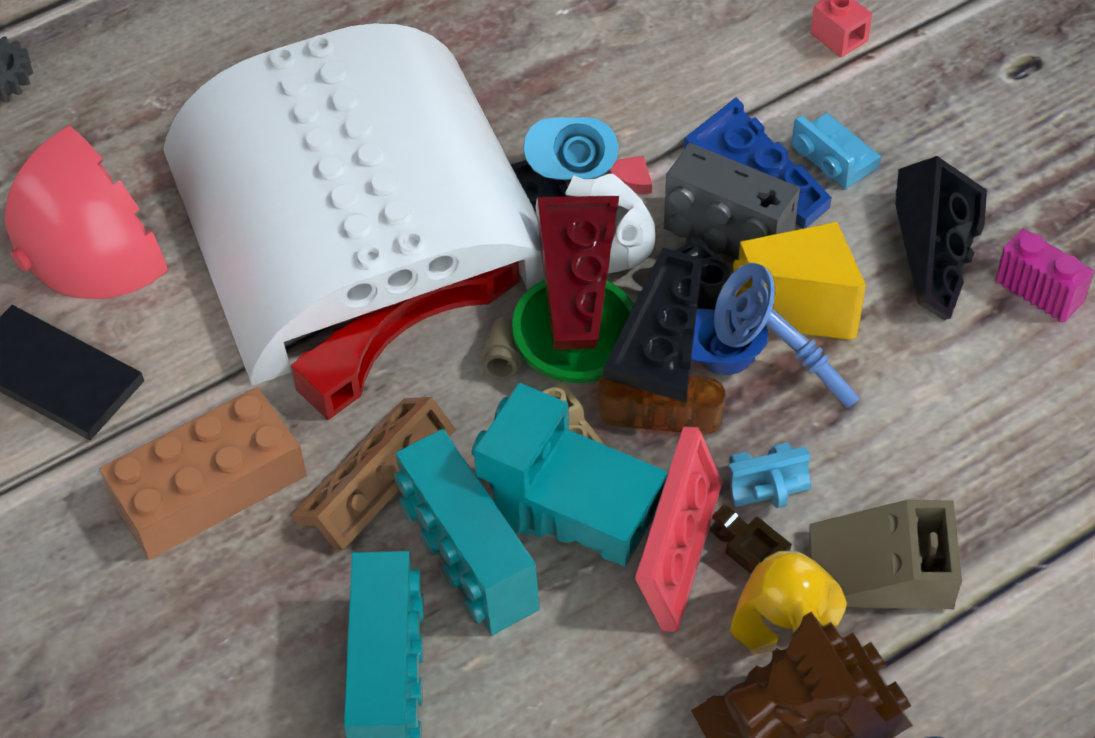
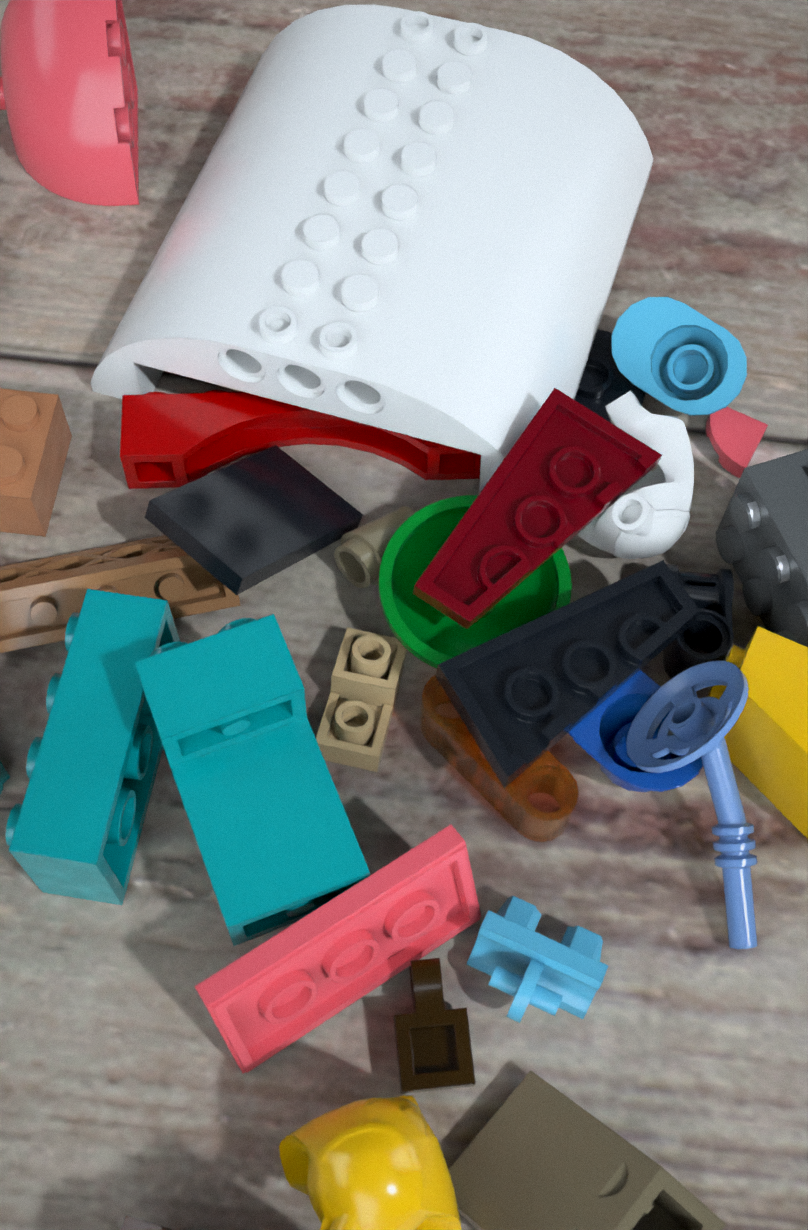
camera: 35 degrees right, 10 degrees up
(427, 375) = (253, 518): none -> black tile

